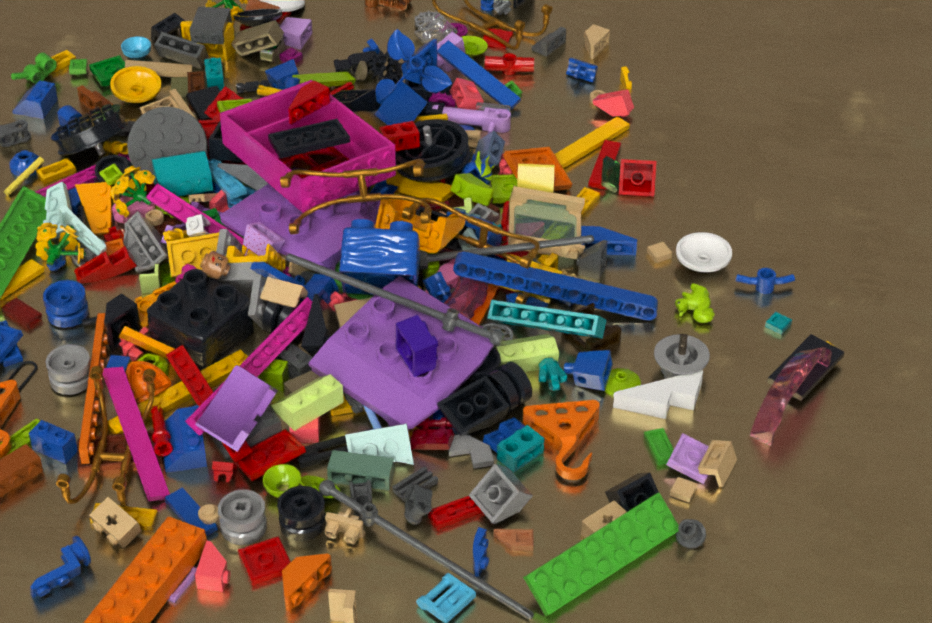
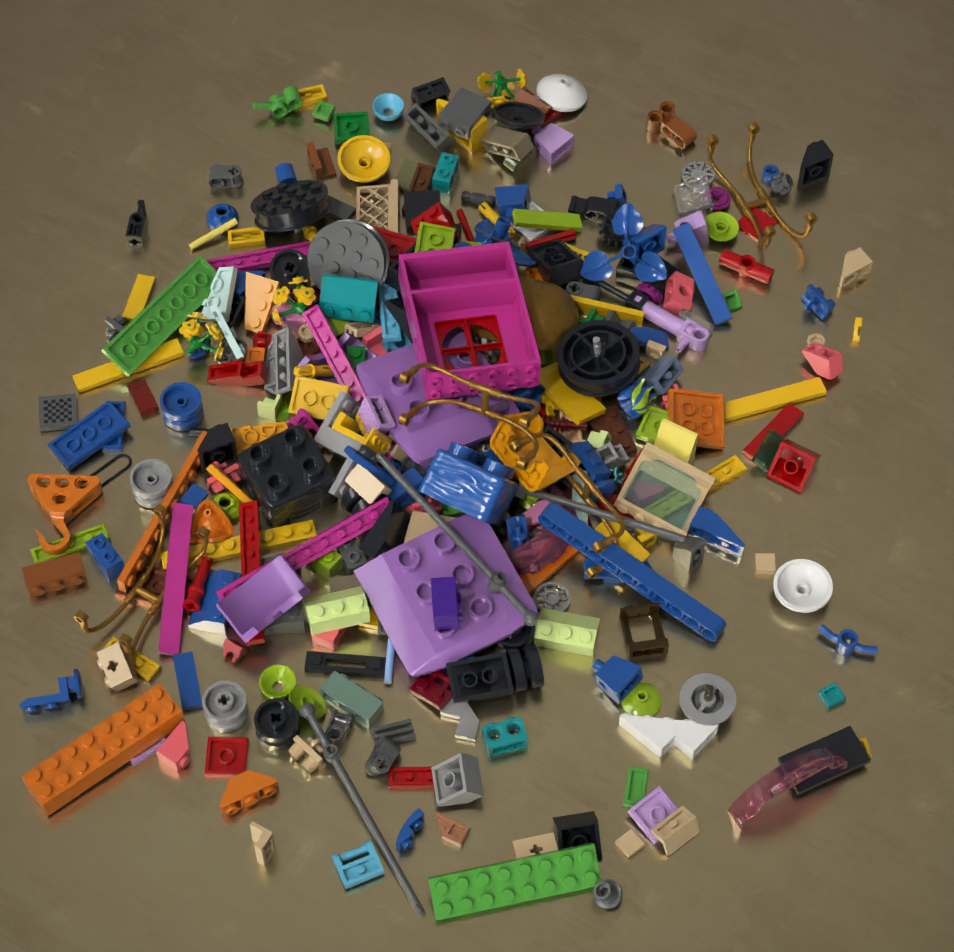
camera: 25 degrees right, 15 degrees up
(37, 100) = (265, 142): blue slope -> none
(111, 174) = (282, 275): lime slope -> none
(163, 69) = (399, 144): tan tile -> none
(196, 224) = (326, 371): white window -> none
(208, 514) = (197, 690): tan plate -> none
(215, 265) = (318, 429): medium nougat head -> none
(270, 452) = (282, 649): red tile -> none
(291, 54) = (535, 172): magenta plate -> none
(308, 100) = (487, 273): red slope -> none
(308, 138) = (462, 323): black tile -> none
(361, 71) = (592, 220): dark tan tile -> none
(384, 441) = (385, 681): light aqua wing -> none
(401, 106) = (597, 293): blue tile -> none
(403, 135) = (569, 336): red brick -> none
(471, 187) = (616, 420): lime slope -> none
(505, 430) = (501, 713): blue slope -> none
(547, 319) = (602, 607): teal brick -> none
(550, 42) = (806, 250): dark grey panel -> none
(552, 373) = (577, 663): teal rock -> none
(564, 436) = (547, 723): orange piece -> none
(698, 302) = (765, 640): lime animal -> none

